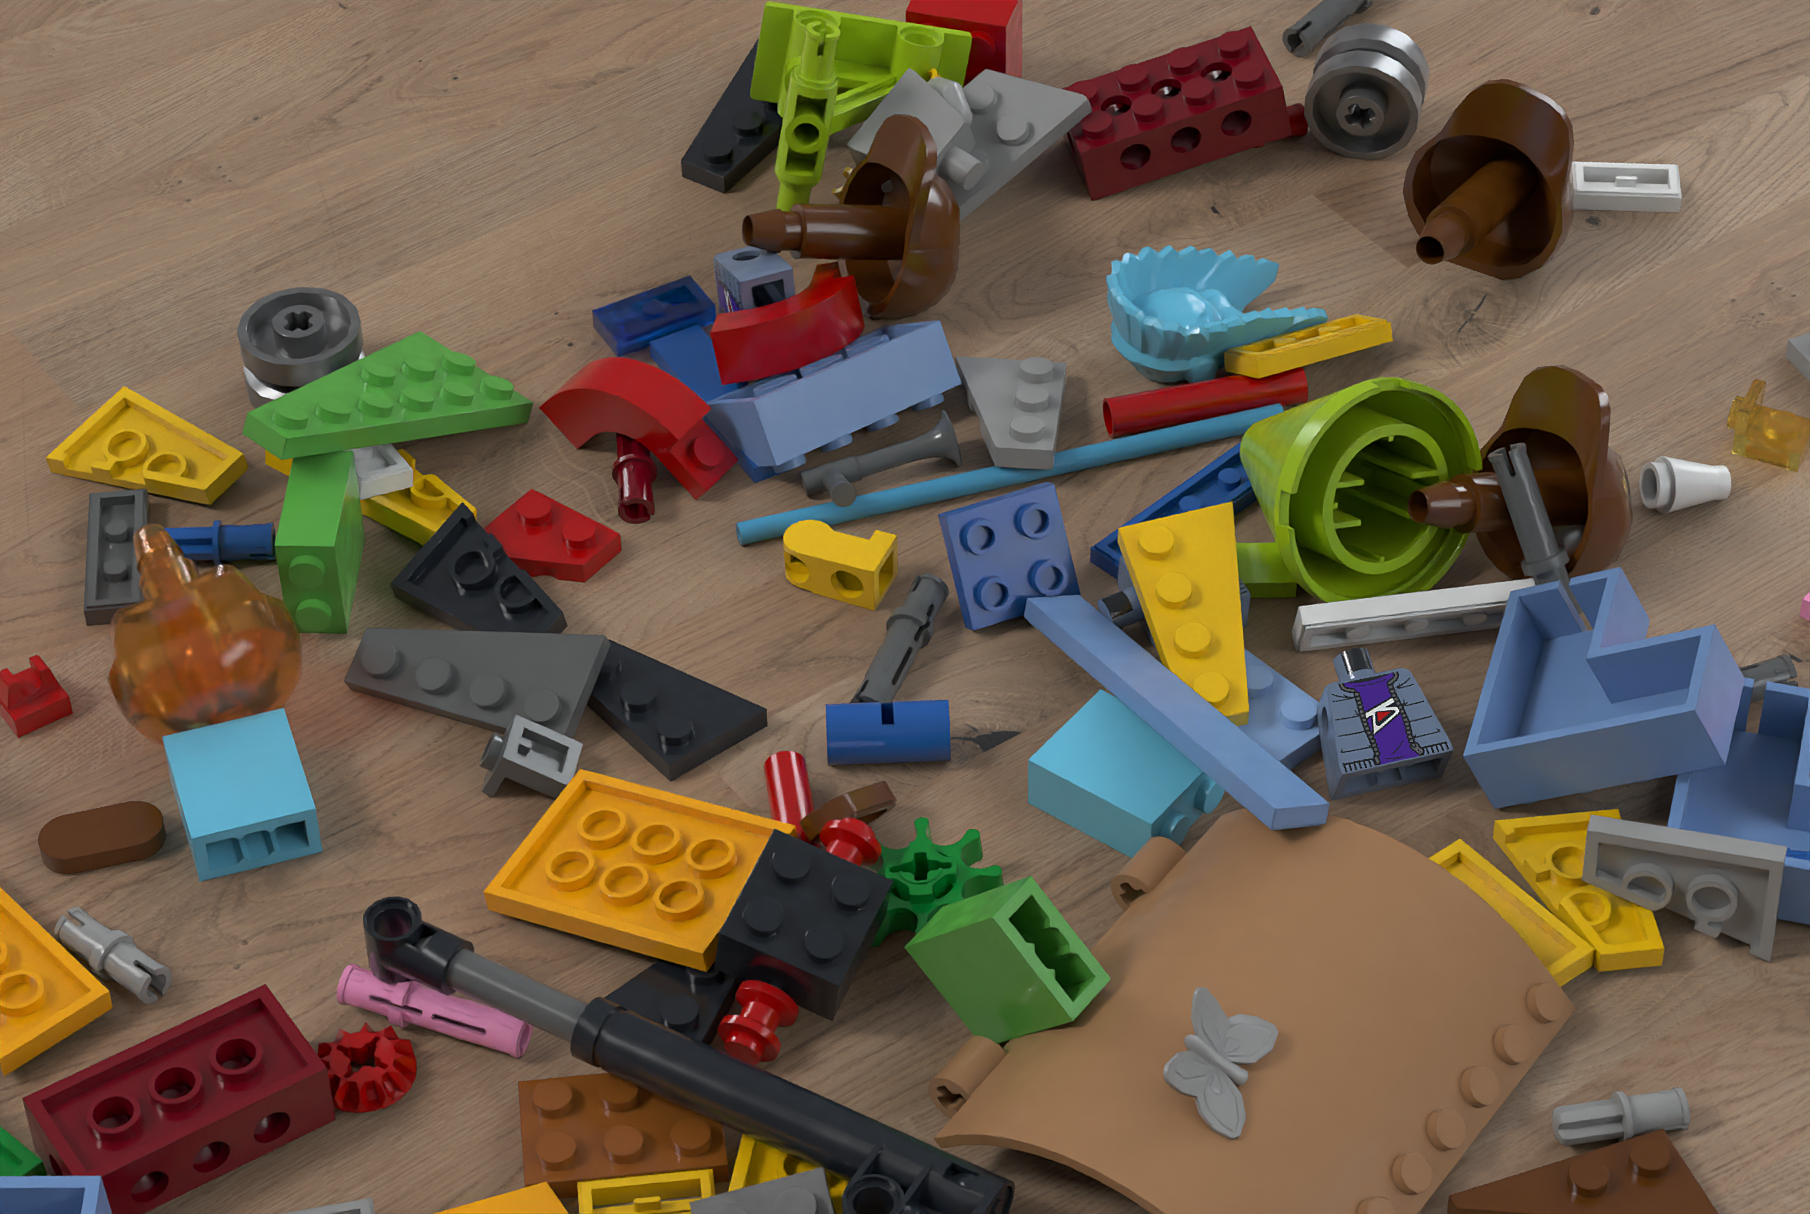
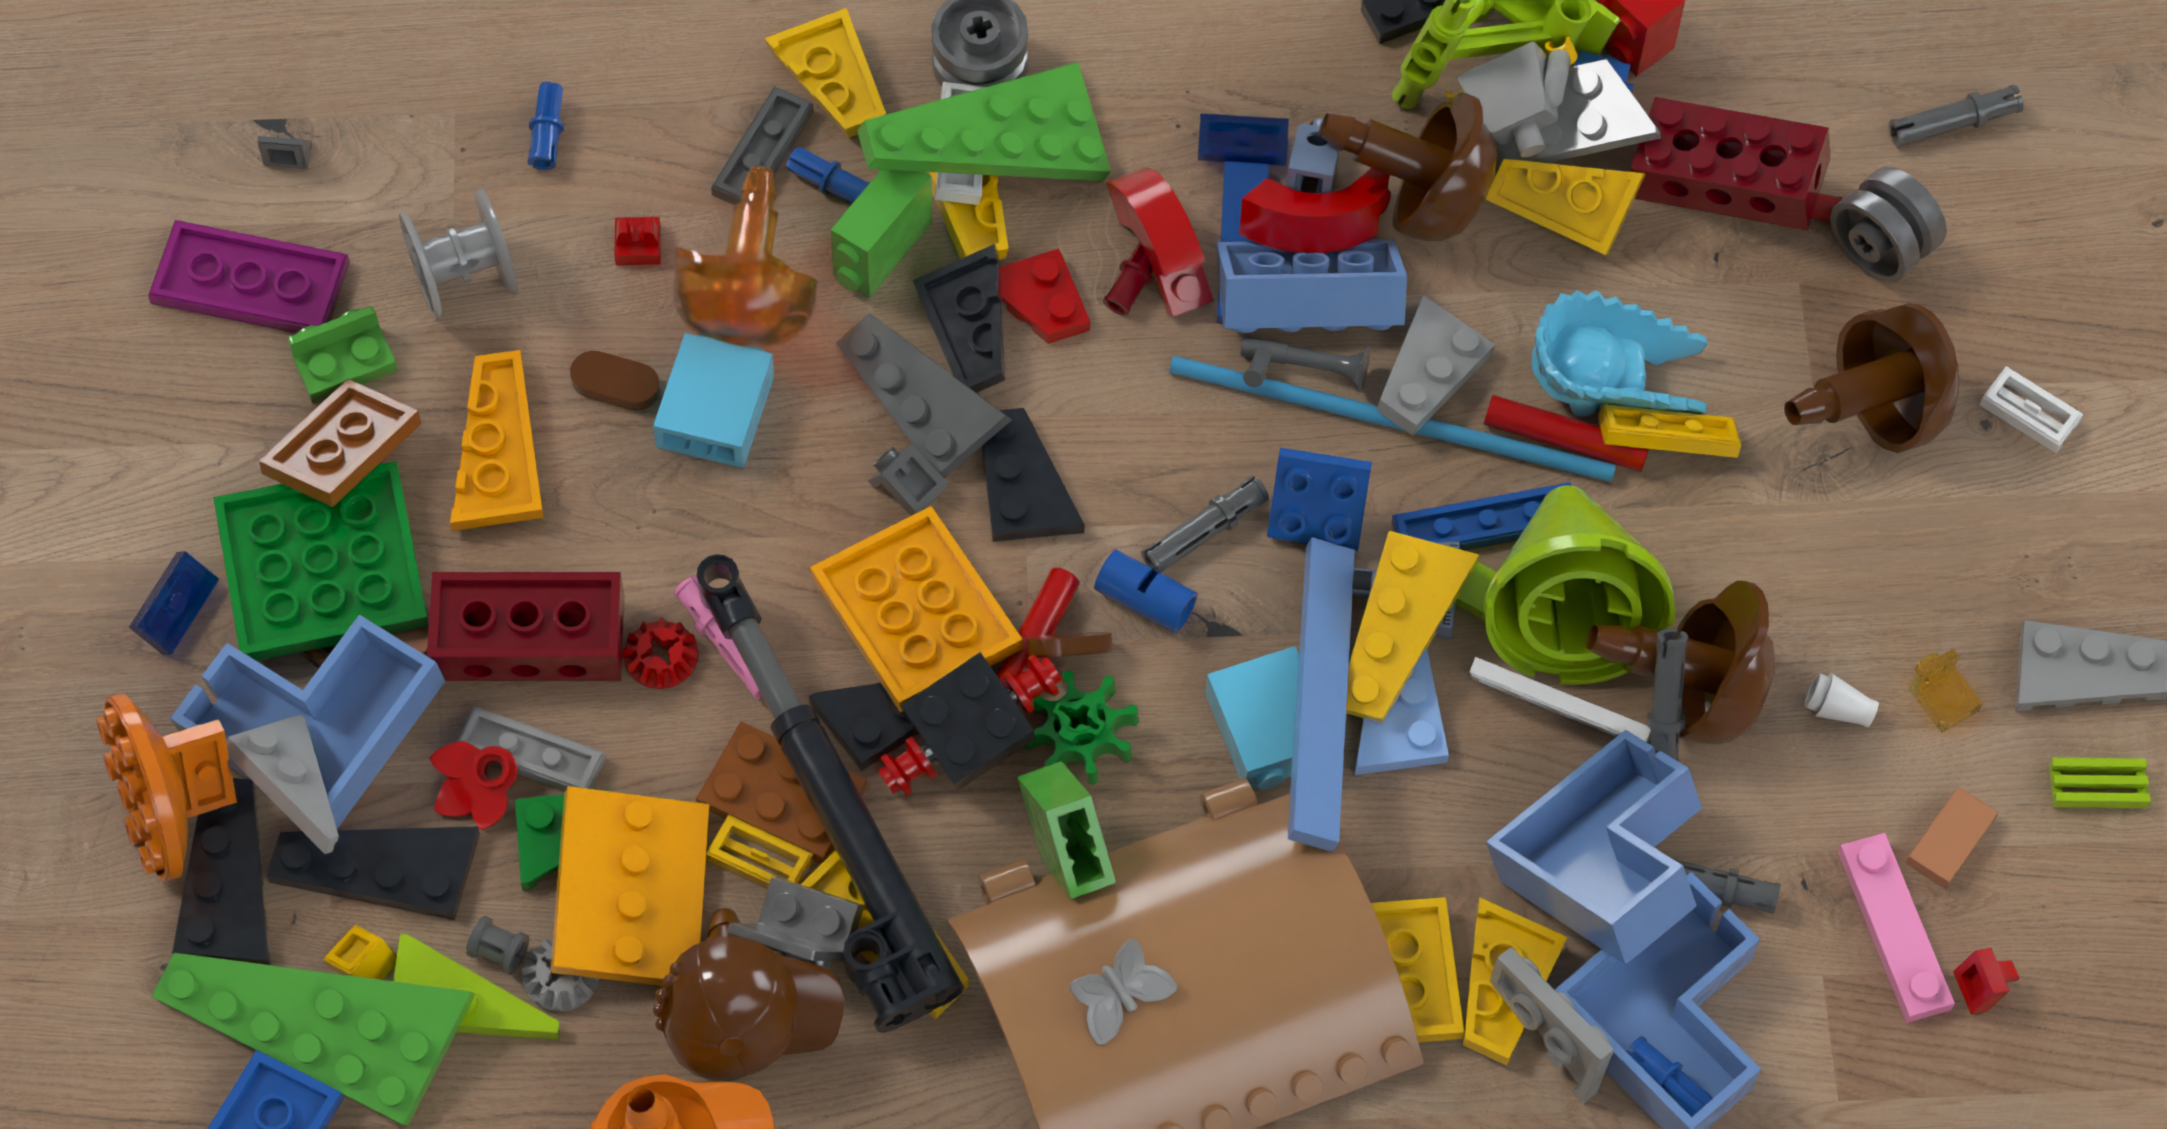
camera: 30 degrees right, 20 degrees up
(113, 955) = (565, 478): light grey pin -> none
(840, 563) = (1214, 434): yellow leg -> none
(1039, 215) = (1567, 199): none -> yellow wing
(1377, 729) = (1455, 780): sand blue torso -> none

